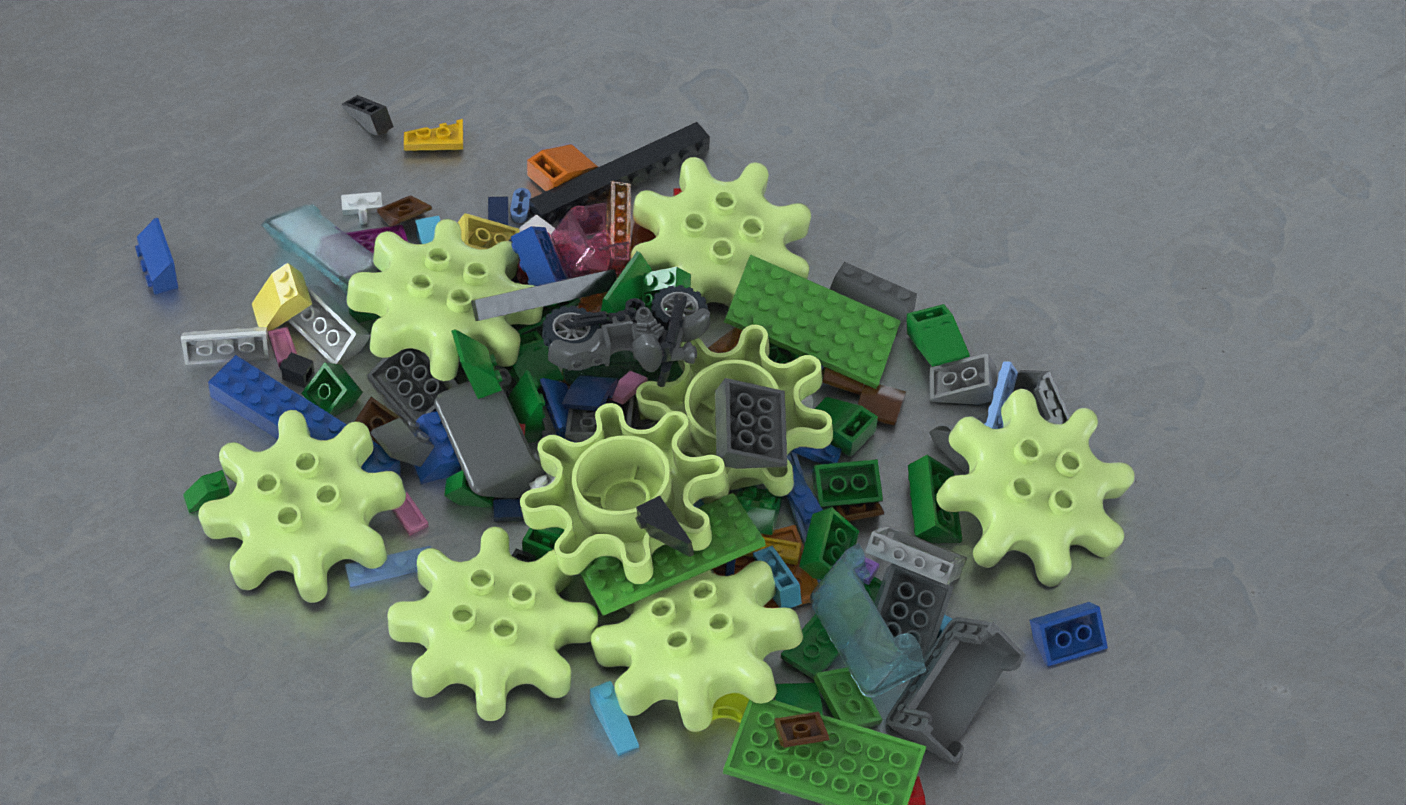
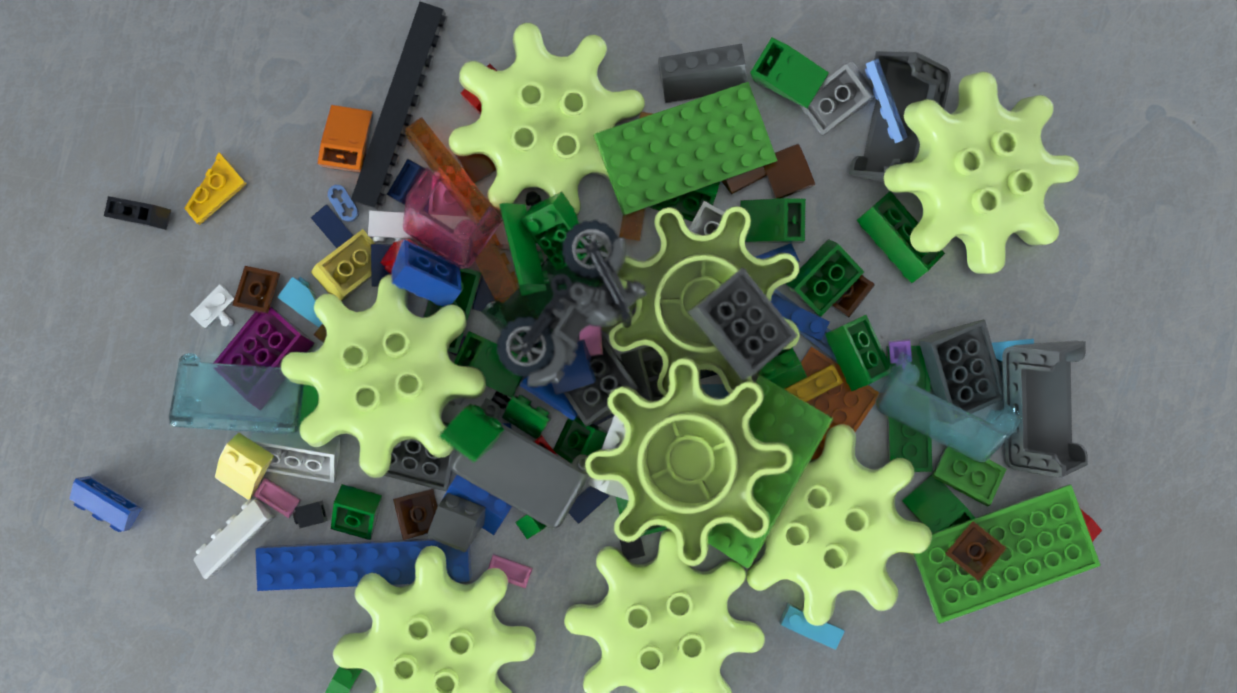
camera: 30 degrees left, 35 degrees up
(395, 565) = (545, 616): light blue plate -> none
(543, 295) = (467, 316): tile -> none
(662, 525) = (757, 487): black slope -> none
(787, 587) = (843, 413): medium azure slope -> none
(916, 555) = (930, 291): light grey window -> none
(1069, 633) = (1087, 278): blue slope -> none

